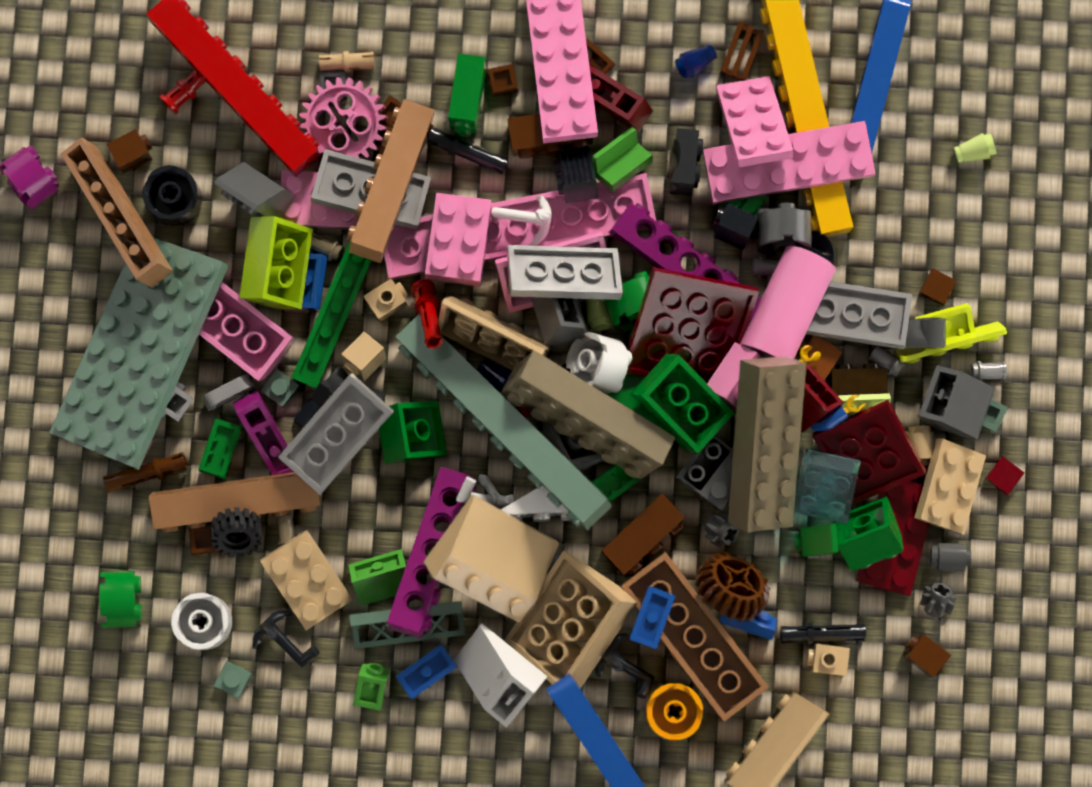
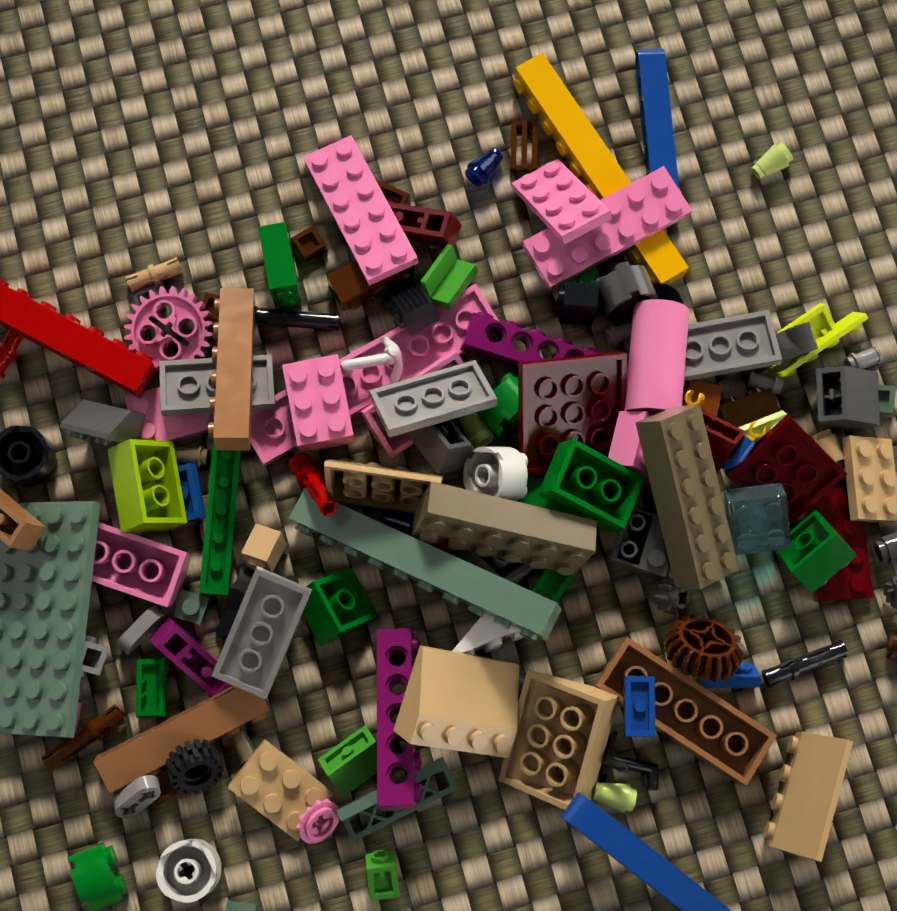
camera: 20 degrees left, 5 degrees down
(176, 541) = (136, 796): none -> light grey beam
(272, 631) = (265, 856): black piece -> none
(335, 625) = (325, 824): none -> bright pink gear
(386, 299) = (268, 485): tan brick -> none
(426, 671) = (432, 840): blue plate -> none
(493, 496) = (437, 641): white piece -> none
(498, 675) = (506, 818): white slope -> none
(604, 690) = (616, 795): none -> yellowish green cone
(643, 535) = (598, 628): reddish brown brick -> none
(677, 695) = (707, 788): light orange brick -> none
(688, 152) = (508, 253): black brick -> none
(817, 540) = (768, 574): green slope -> none
(828, 659) = (820, 687): tan brick -> none
(937, 287) = (785, 298): reddish brown tile -> none

